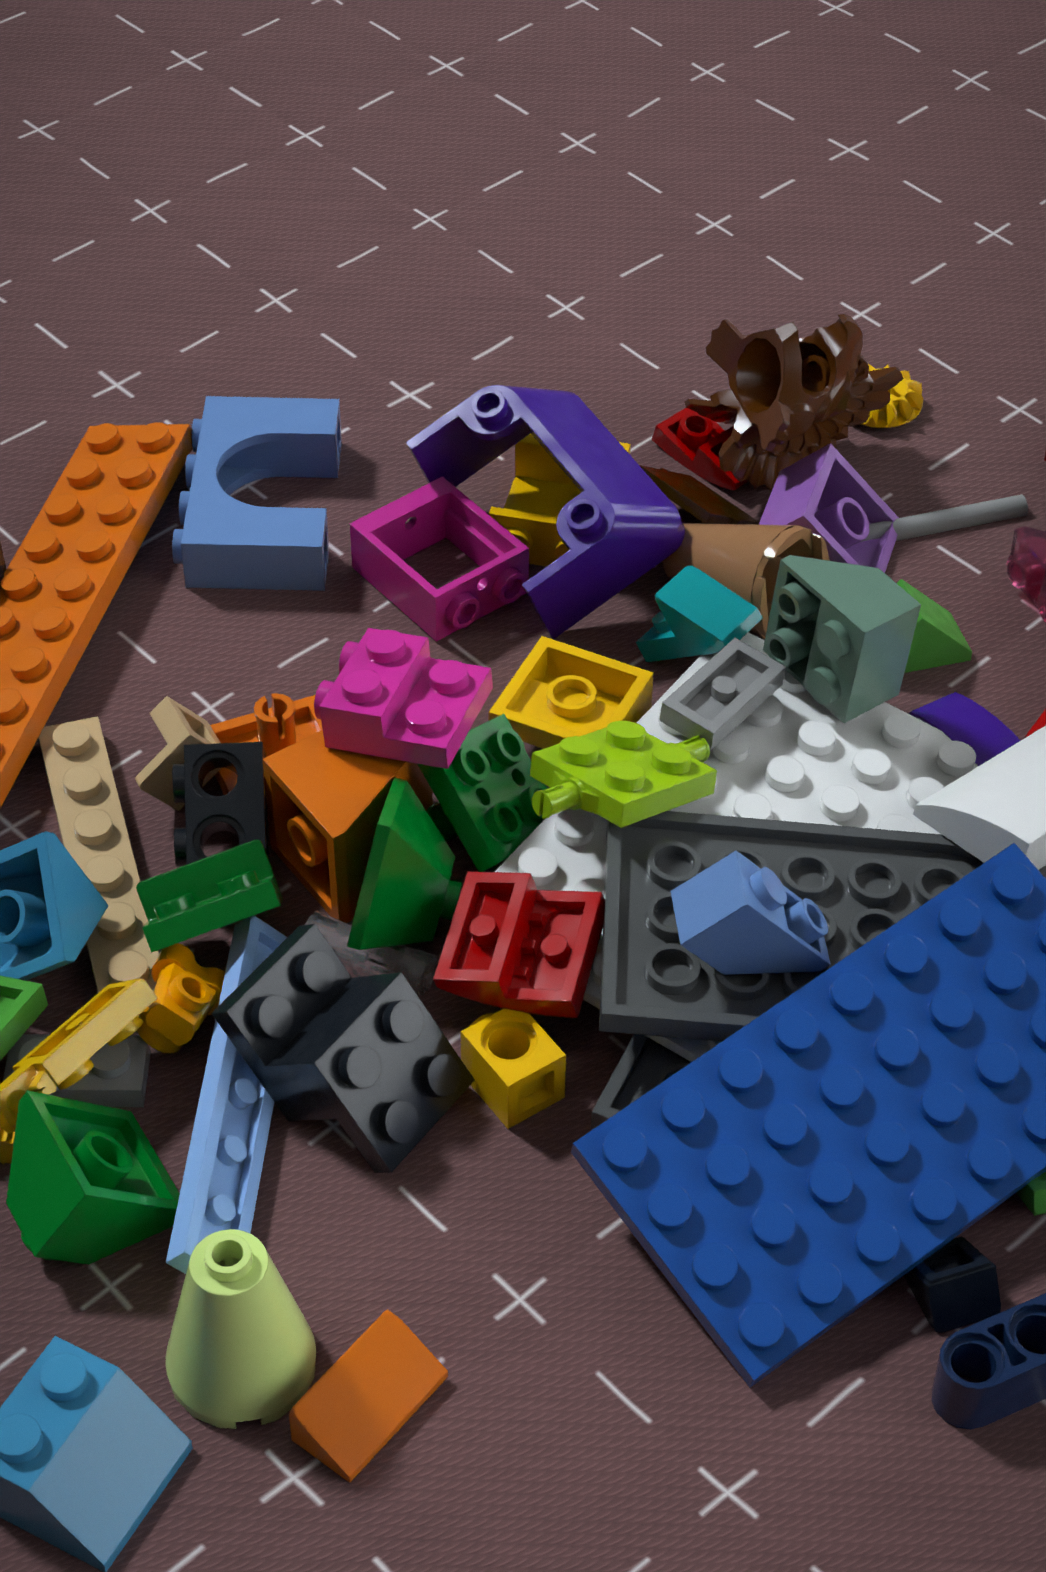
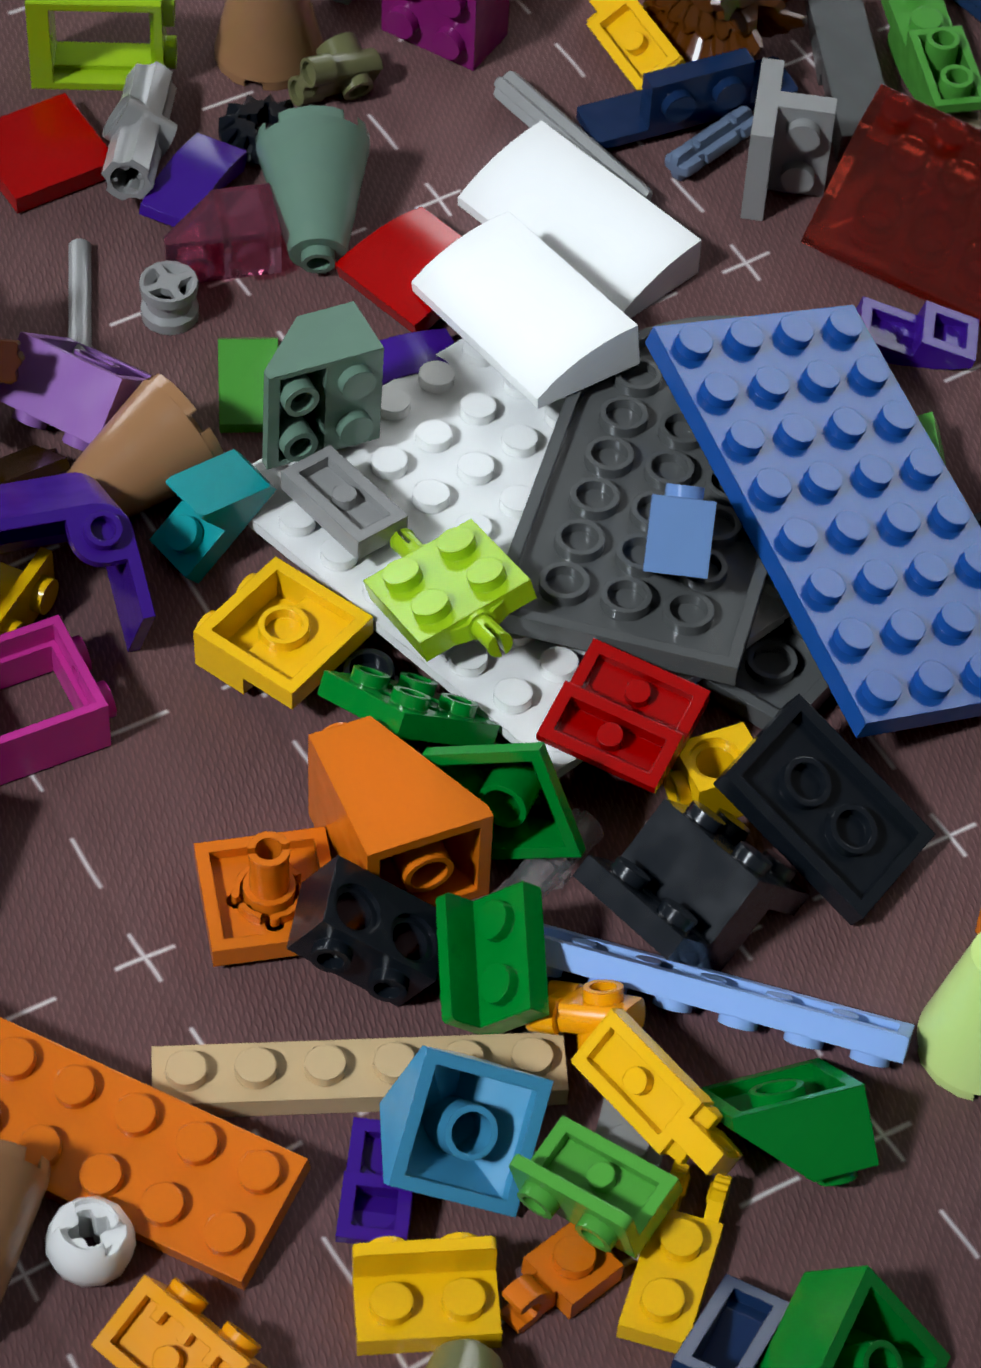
camera: 80 degrees left, 5 degrees up
(178, 728) = (255, 971): tan panel -> none
(400, 700) = (343, 718): dark pink plate -> none
(472, 1143) = (824, 809): none -> black plate
(975, 564) = (169, 297): none -> light grey wheel

